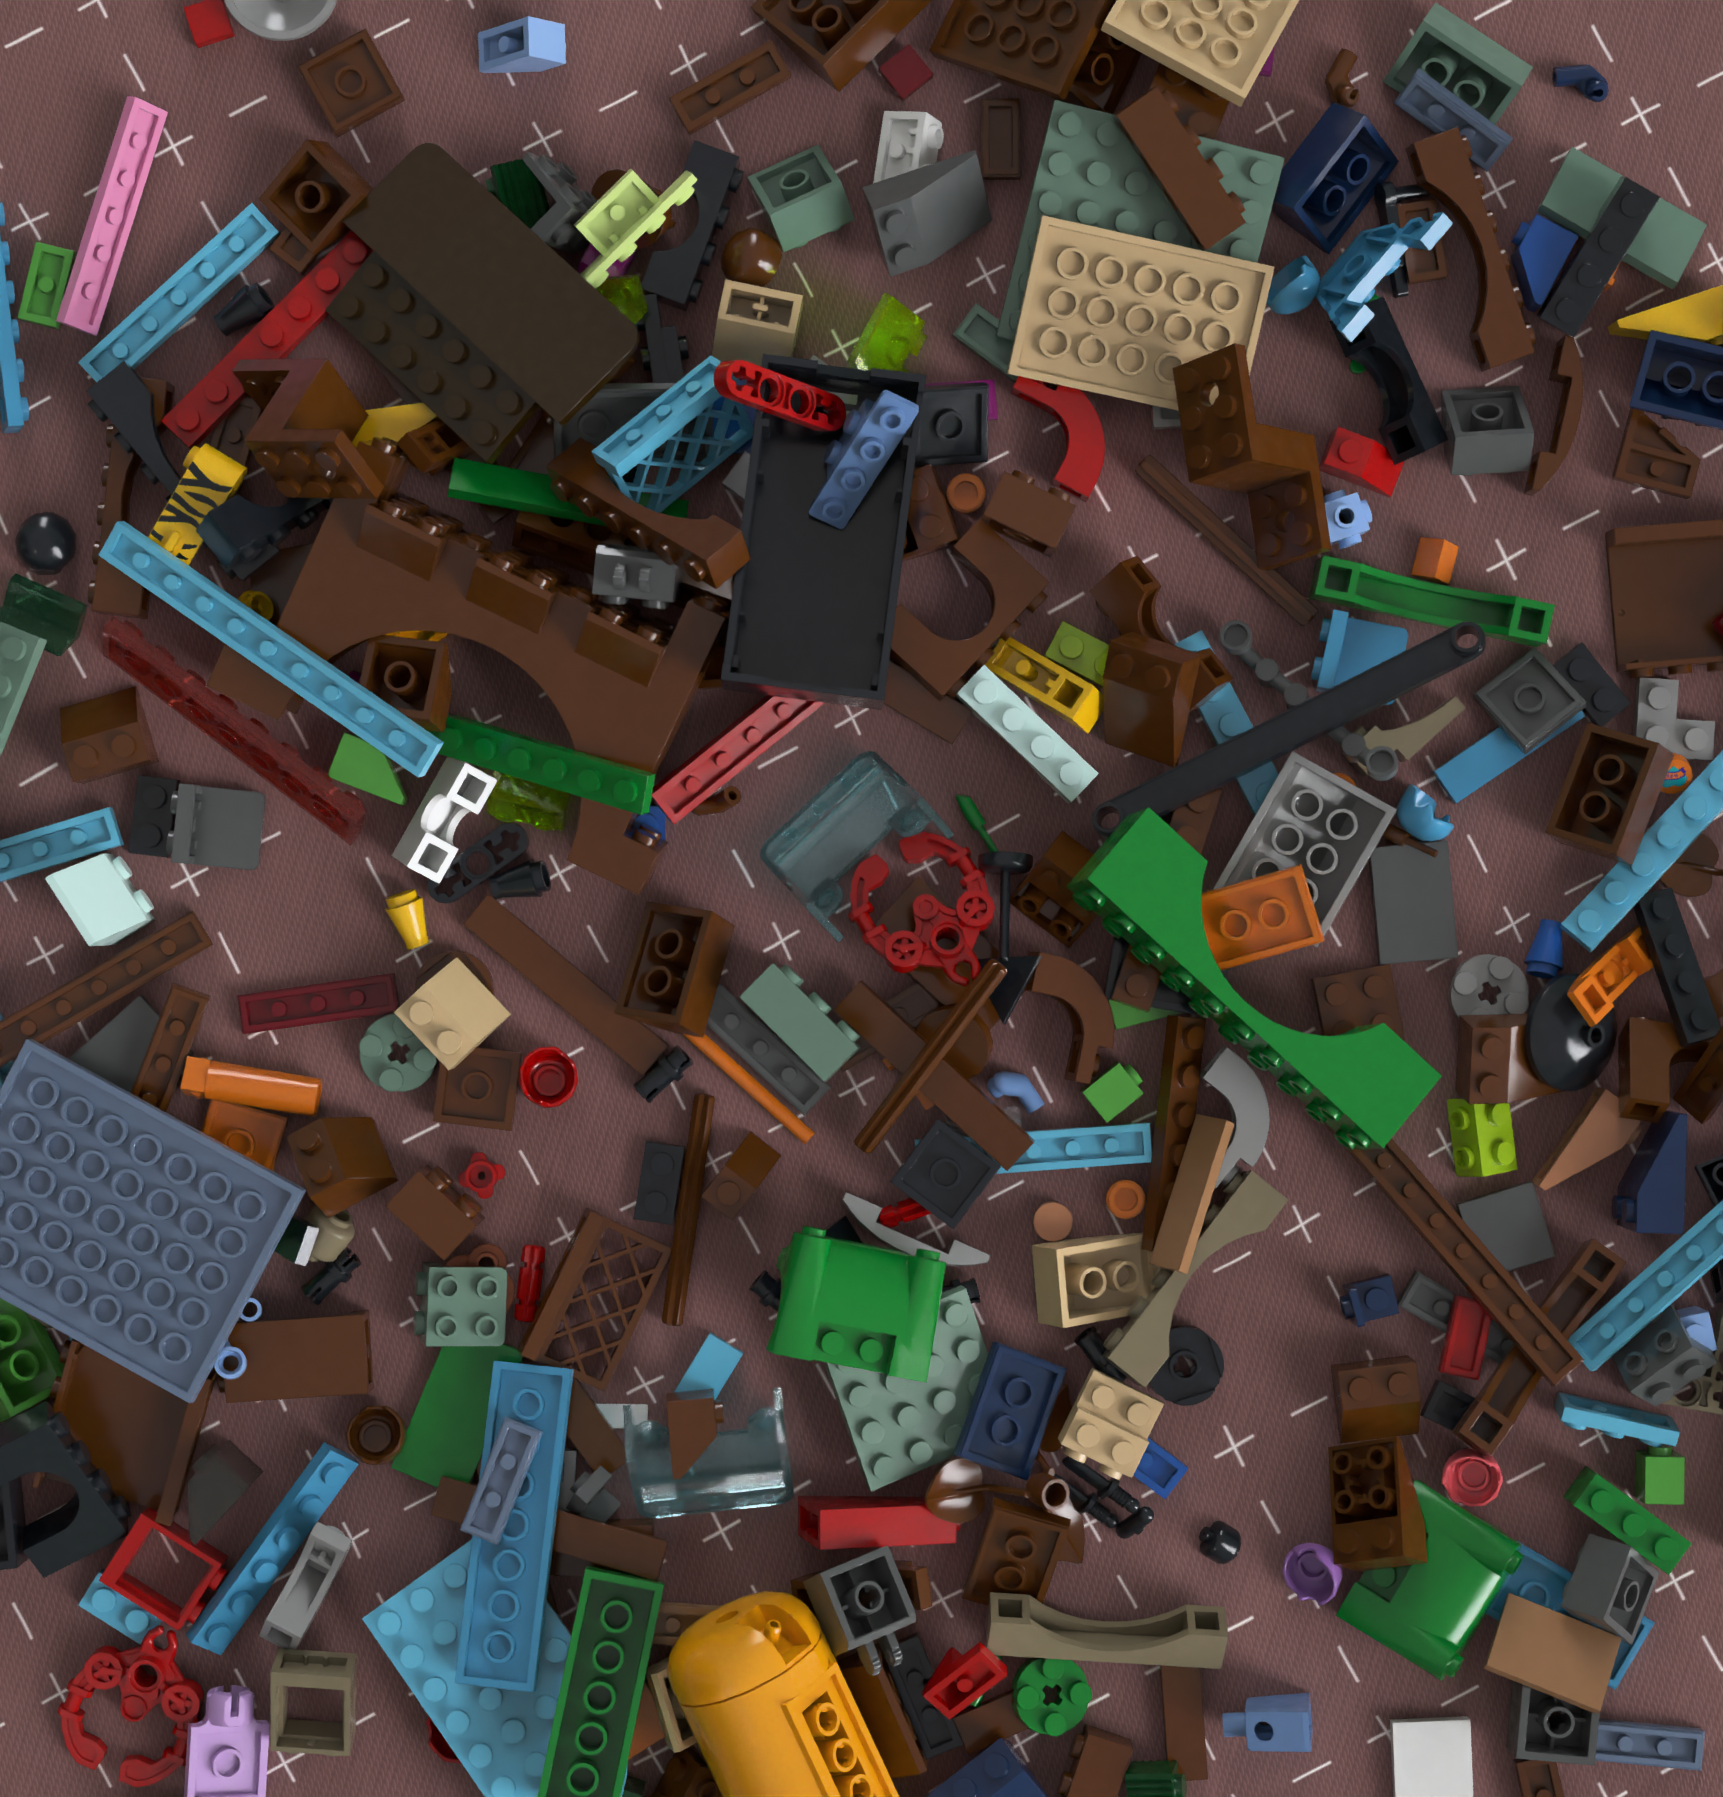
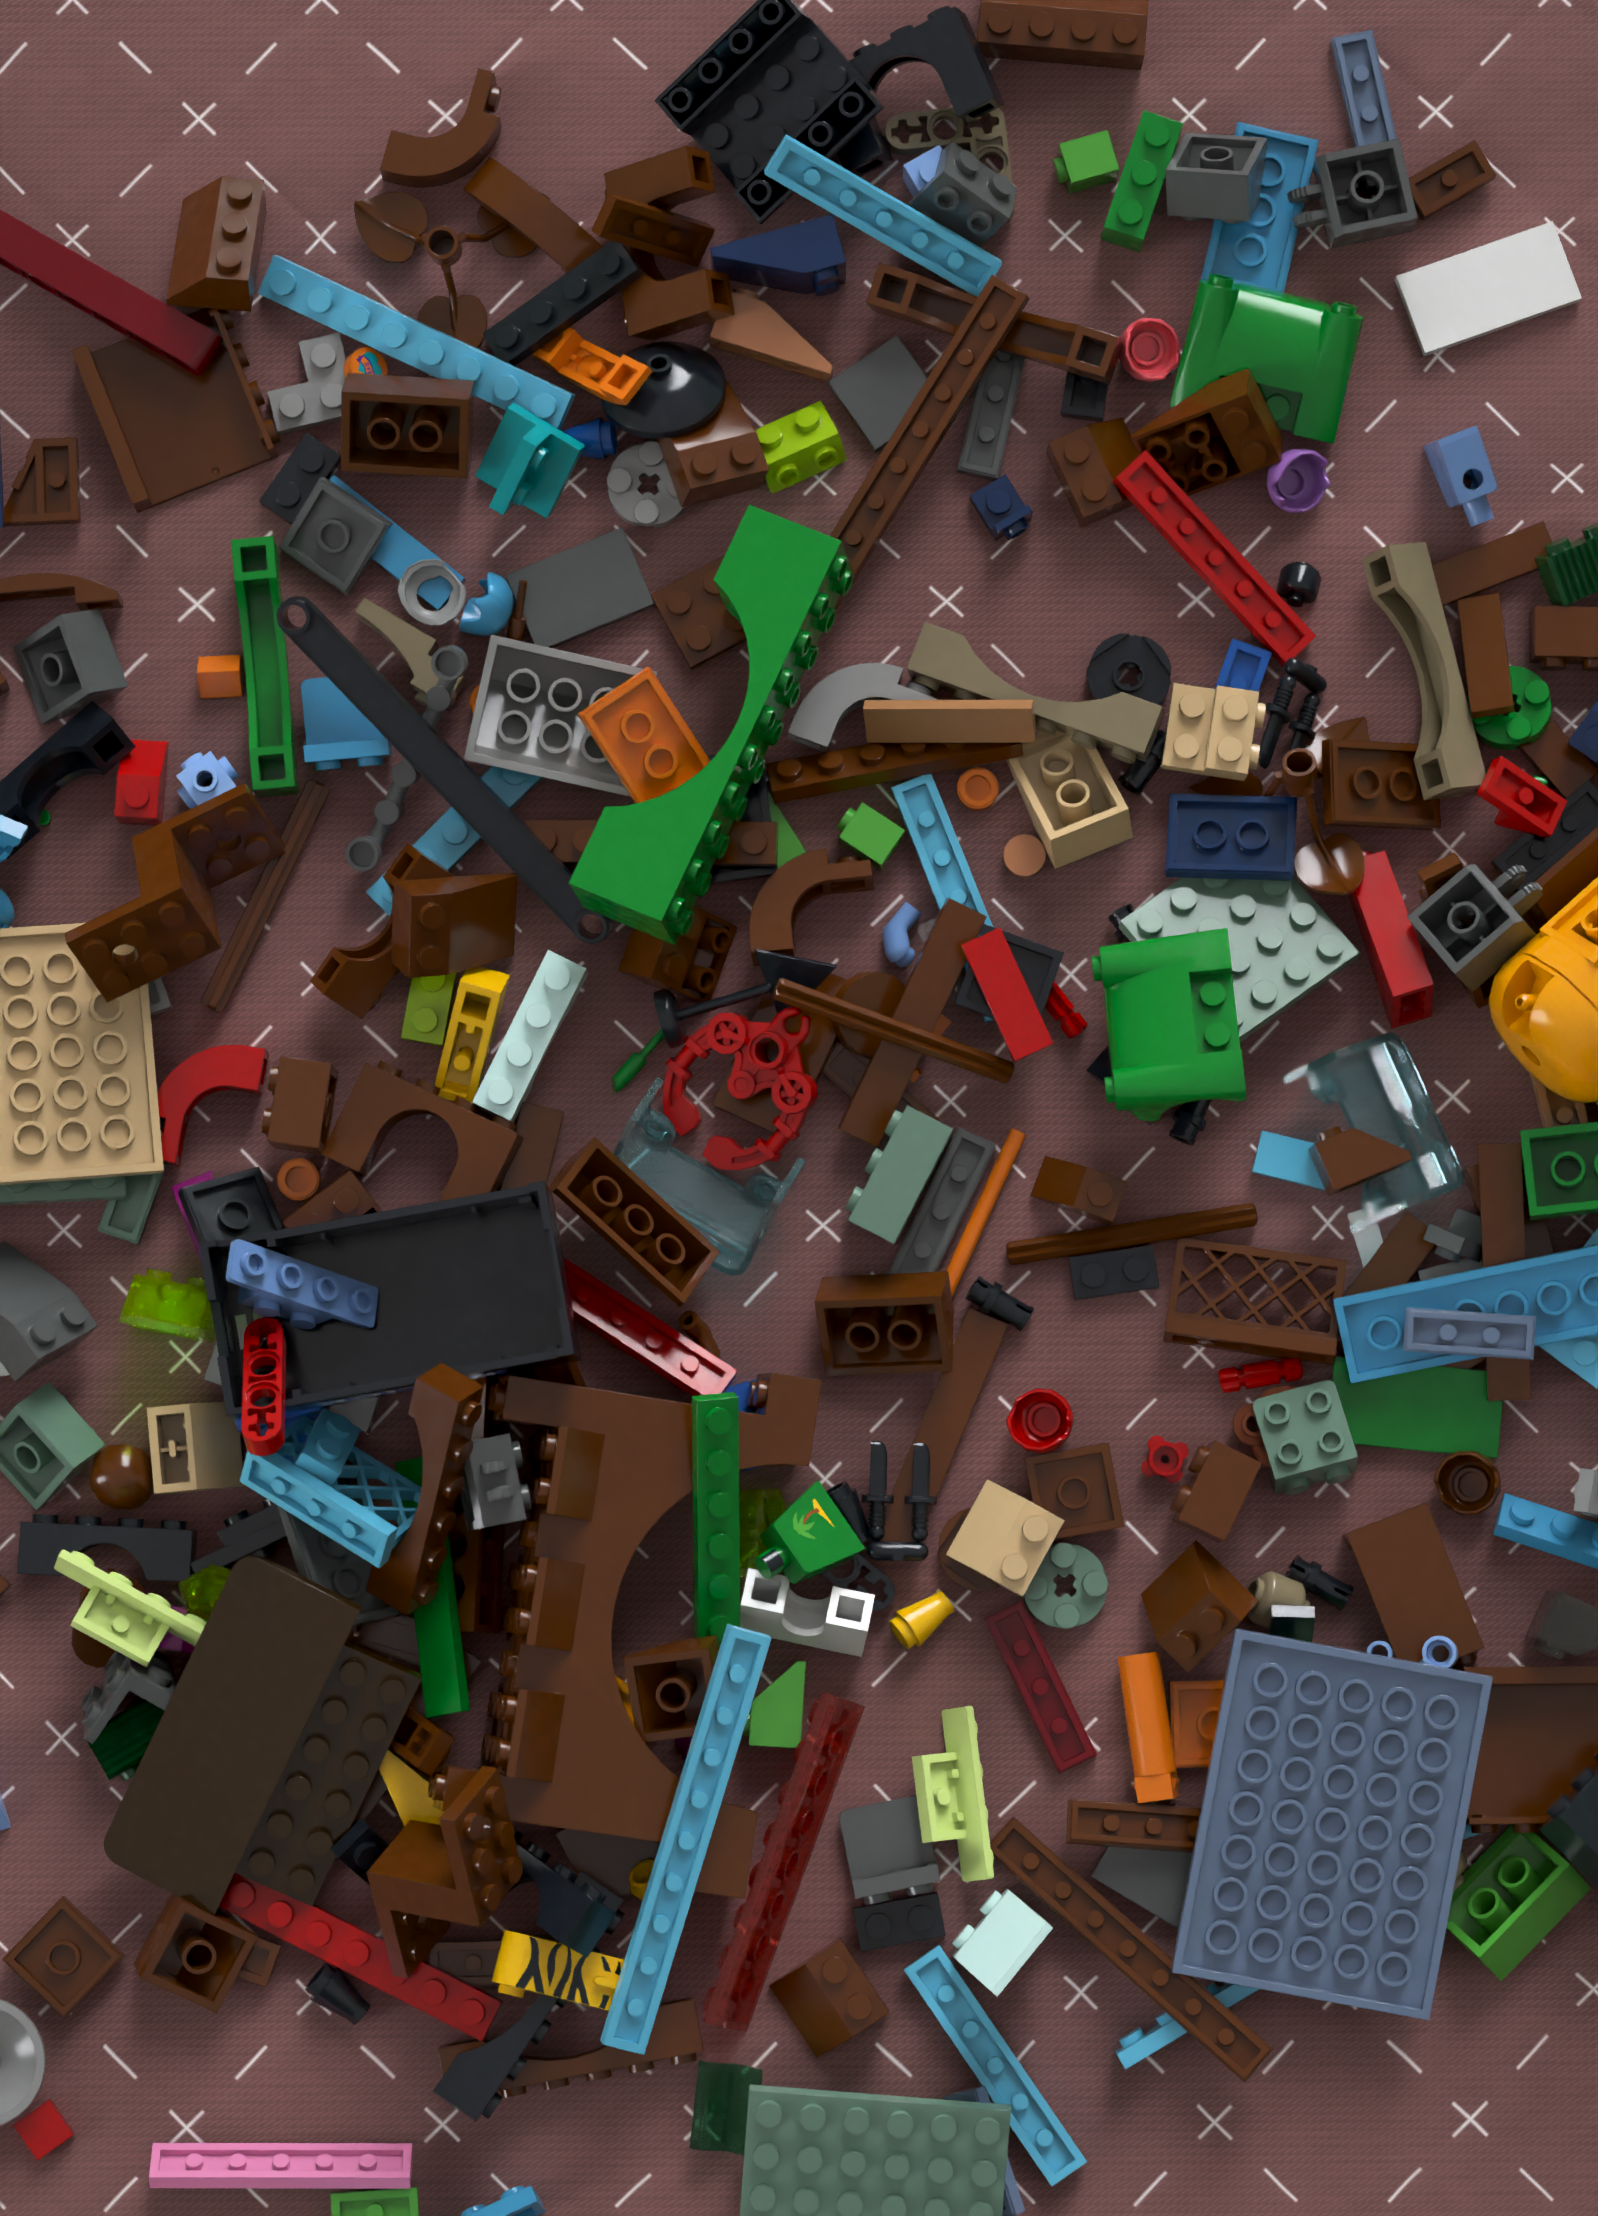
camera: 110 degrees left, 5 degrees down
(45, 543) = (648, 2127): black hair -> none
(183, 294) = (344, 2066): medium azure plate -> none
(245, 897) = (953, 1795): none -> yellowish green bracket
(358, 367) = (360, 1848): none -> black plate
(507, 839) = (807, 1538): none -> green torso
(525, 913) = (920, 1498): none -> black piece
(716, 442) = (328, 1446): none -> medium azure plate
(832, 773) = (634, 1220): none -> reddish brown slope
(866, 1215) = (1079, 1047): light grey slope -> none
(930, 1167) = (1007, 994): none -> red tile
(1102, 1689) = (1486, 655): none -> reddish brown tile
(1265, 1475) = (1213, 558): none -> red plate
(1465, 1338) = (1009, 400): red tile -> none
(1471, 762) = (418, 574): none -> light grey piece
(1542, 891) = (528, 462): none -> teal bracket
(1552, 1653) = (1299, 214): medium nougat tile -> none
(1616, 1420) = (1044, 222): medium azure plate -> none

